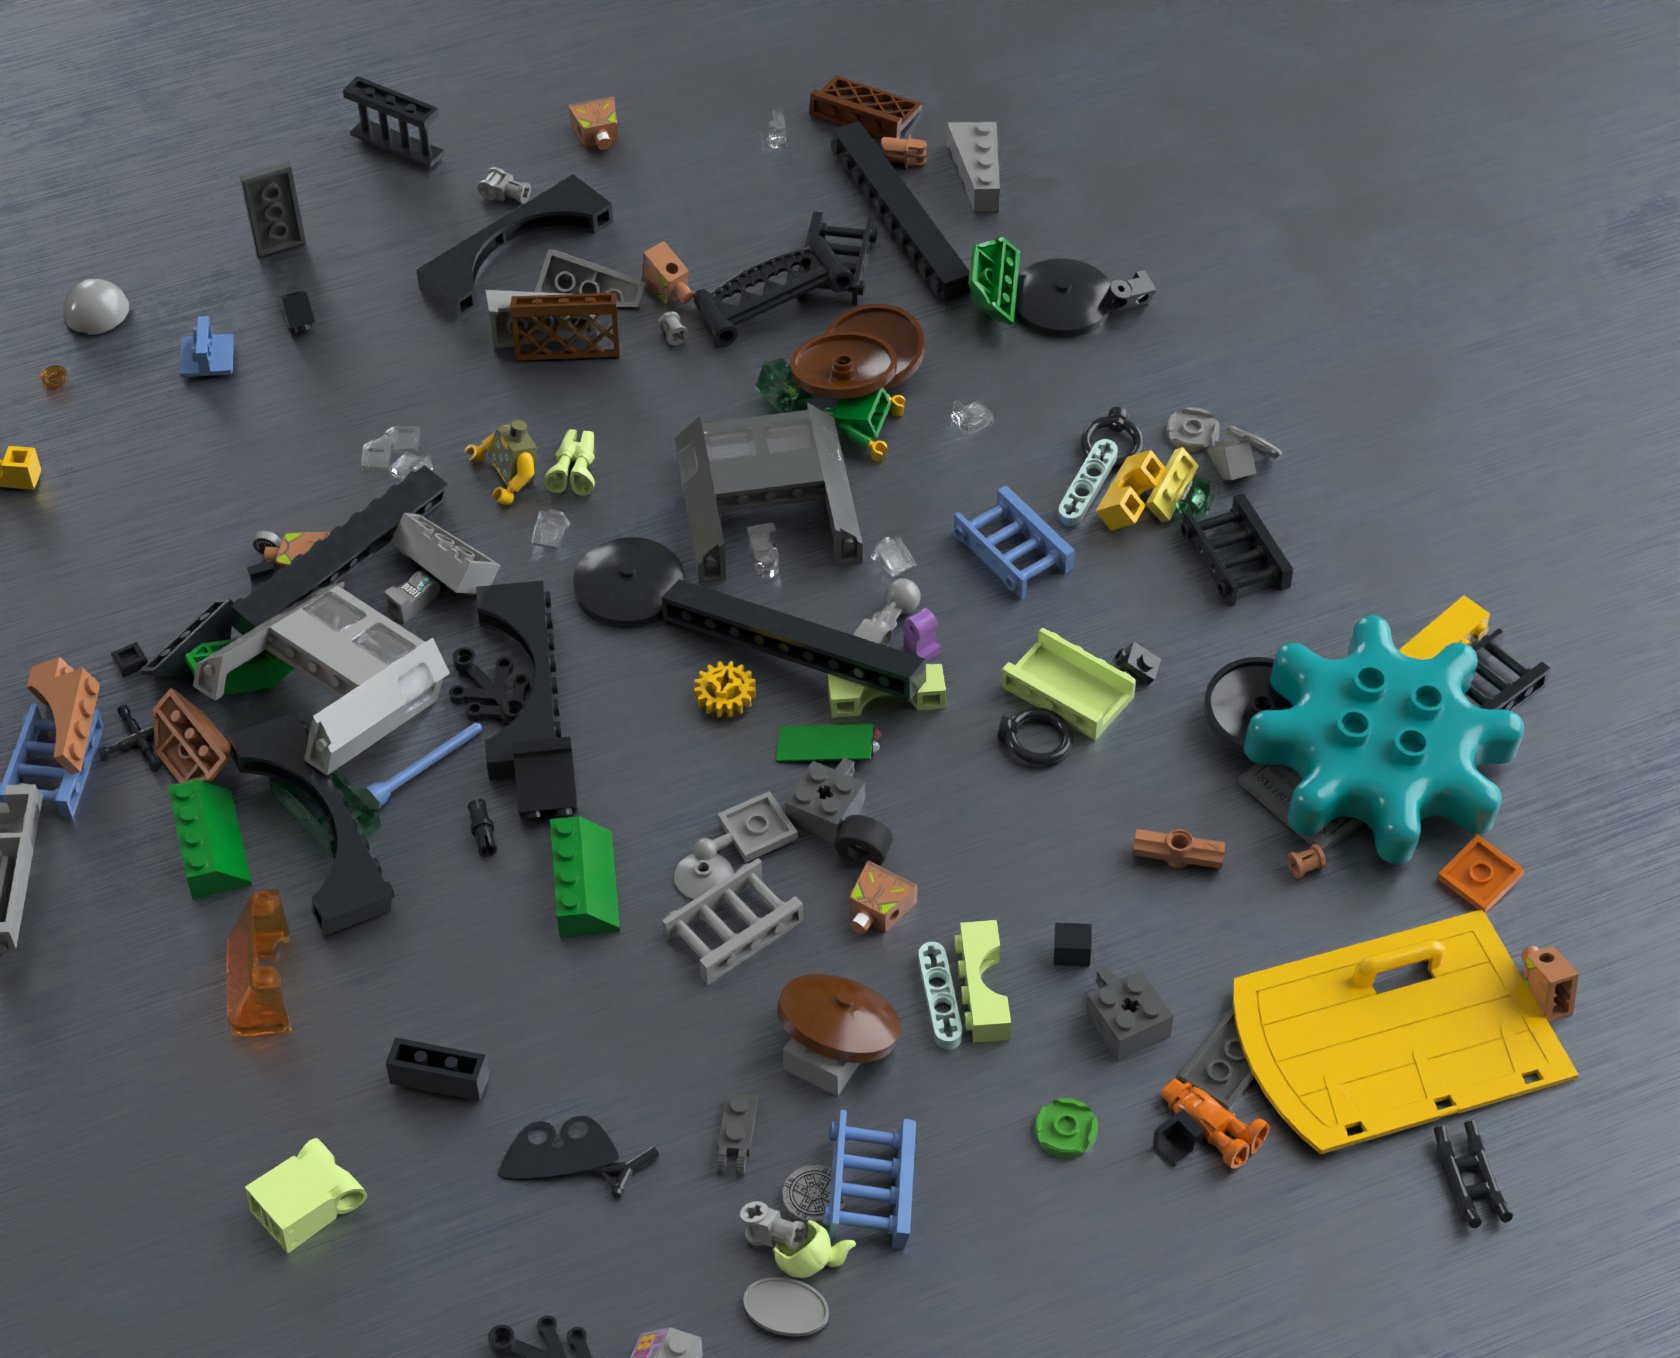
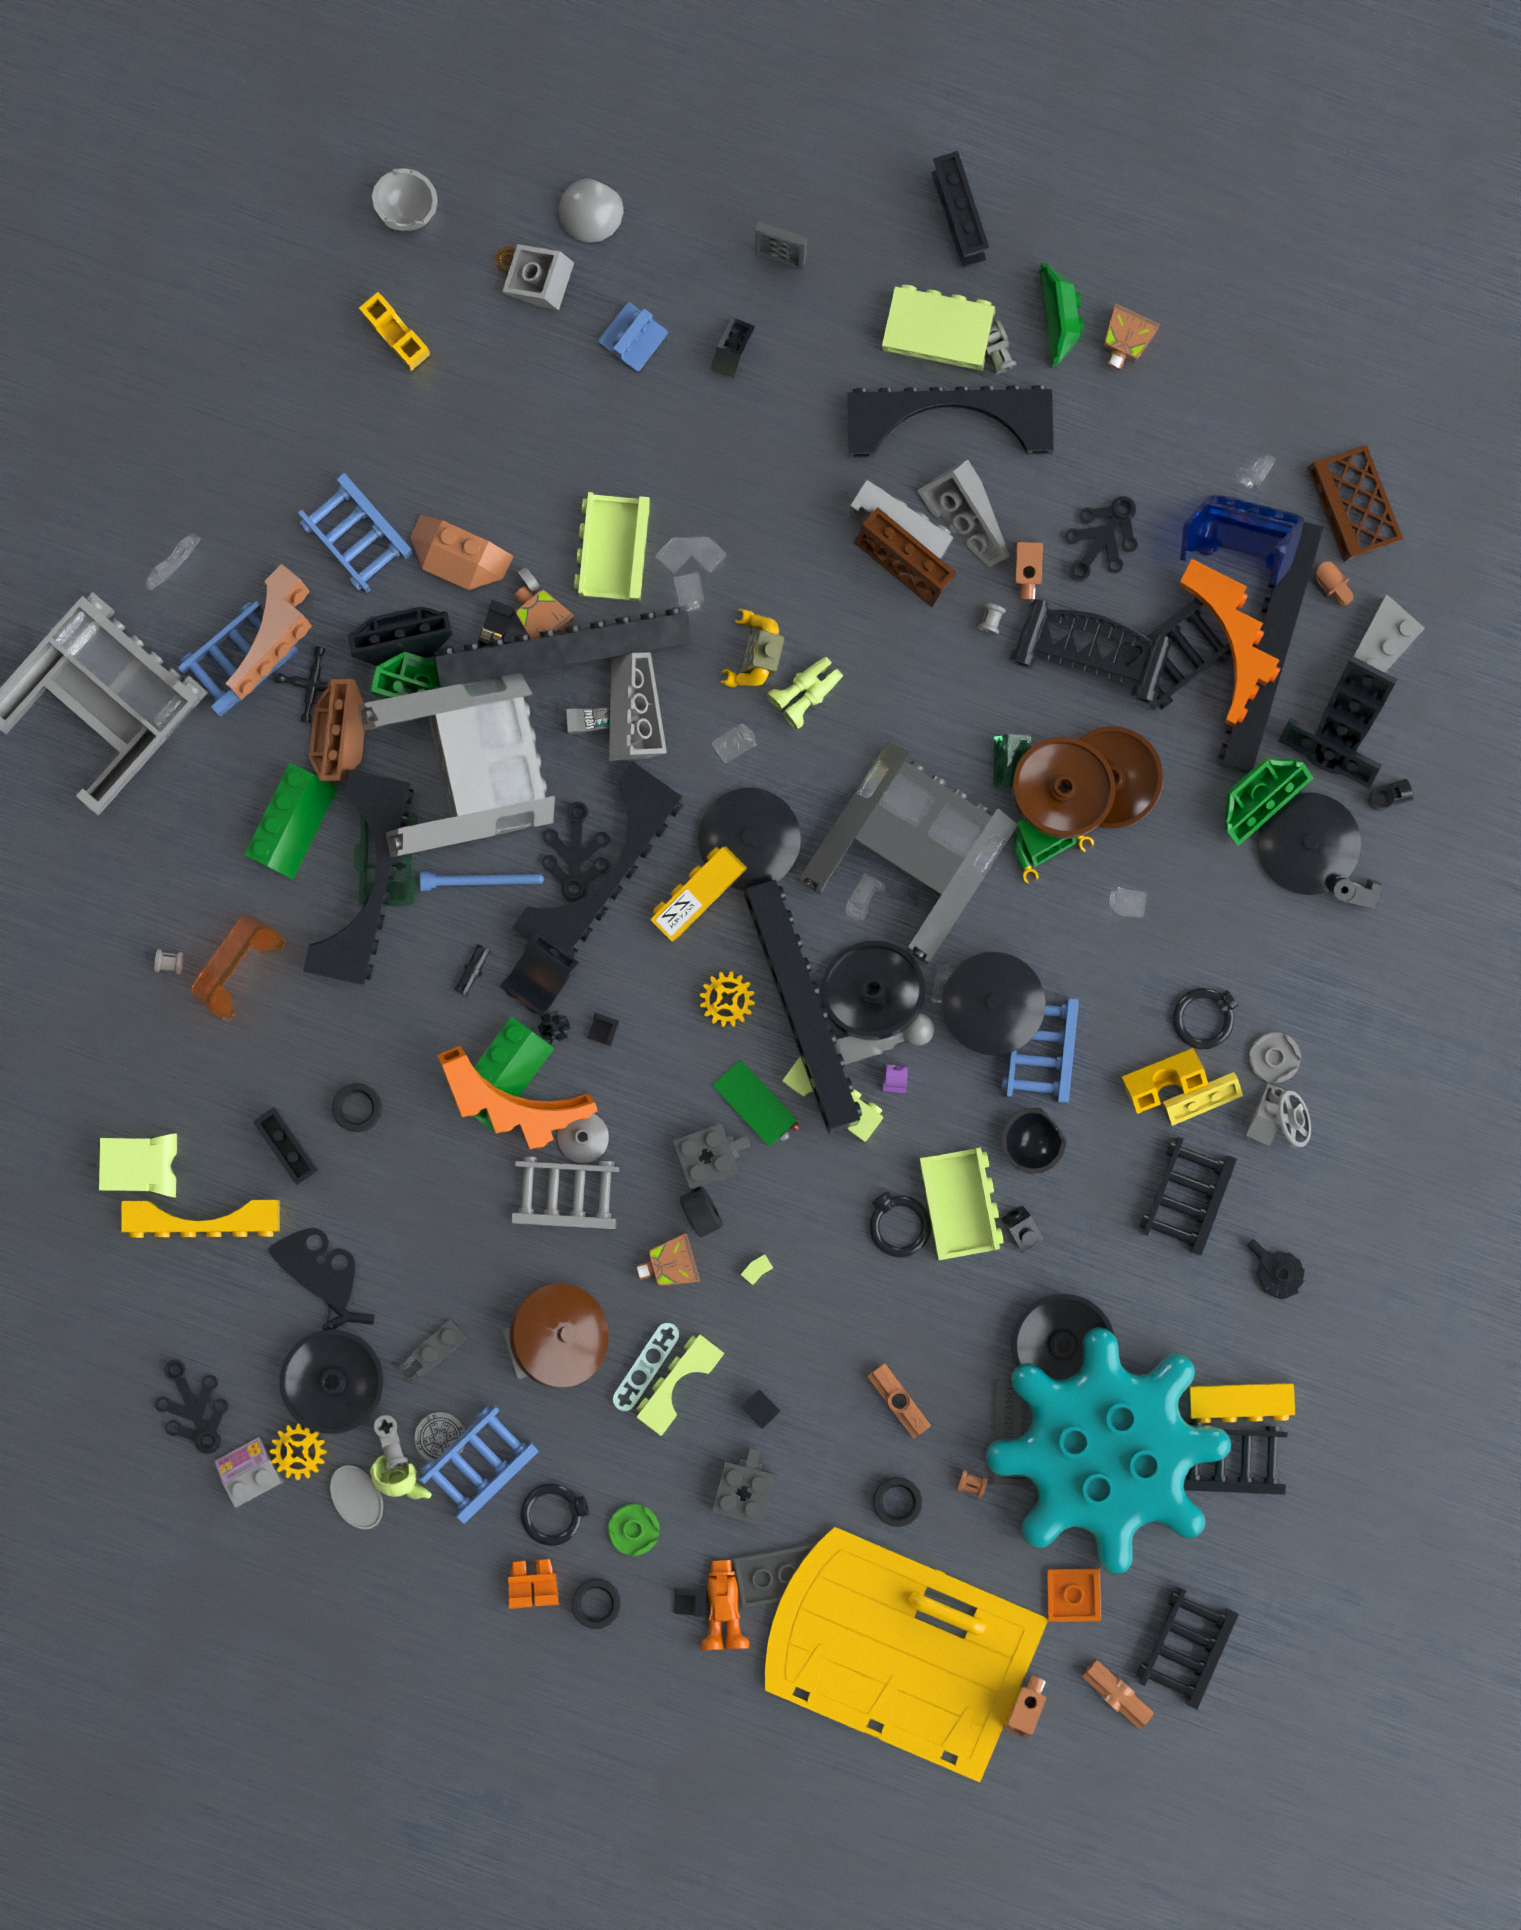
camera: 40 degrees right, 35 degrees up
(81, 590) = (362, 510): none -> medium blue fence
(90, 363) = (538, 276): none -> light grey slope
(129, 659) = (358, 604): black tile -> none
(186, 564) = (458, 554): none -> nougat wedge
(187, 1018) = (168, 961): none -> light grey bush
(321, 481) = (612, 547): none -> yellowish green panel
(356, 1231) = (255, 1216): none -> yellow arch
(449, 200) = (938, 327): none -> yellowish green panel
(473, 979) = (337, 1107): none -> black tyre
(528, 138) = (1060, 312): none -> green wedge
(574, 879) = (504, 1110): none -> orange arch
(596, 801) = (554, 1027): none -> black gear
(624, 633) = (698, 893): none -> yellow brick
(641, 781) = (603, 1029): none -> black panel
(665, 1221) = (332, 1381): none -> black dish
(688, 1295) = (290, 1459): none -> yellow gear
(703, 213) = (1104, 535): none -> black plant
(752, 827) = (645, 1133): light grey plate -> none
(811, 156) = (1245, 529): none -> clear blue windscreen
(841, 591) = (873, 990): none -> black dish
(868, 200) = (1251, 665): none -> orange arch
(943, 530) = (993, 1003): none -> black dish
(955, 852) = (756, 1269): none -> yellowish green piece
(998, 1147) = (578, 1509): none -> black piece
(1006, 199) = (1345, 724): none -> black slope
(1027, 1243) = (521, 1585): none -> orange hips
(1078, 594) = (1032, 1141): none -> black cylinder
(1085, 230) = (1403, 792): none -> black piece
(1087, 482) = (1145, 1039): light aqua beam -> none
(1098, 1230) = (596, 1623): none -> black tyre
(1196, 497) = (1201, 1131): clear green piece -> none
(1264, 903) = (897, 1521): none -> black tyre
(1360, 547) = (1279, 1272): none -> black piece
(1477, 1160) = (845, 1801): black piece -> none
(1603, 913) = (1118, 1694): none -> nougat piece
(1630, 817) = (1213, 1645): none -> black fence

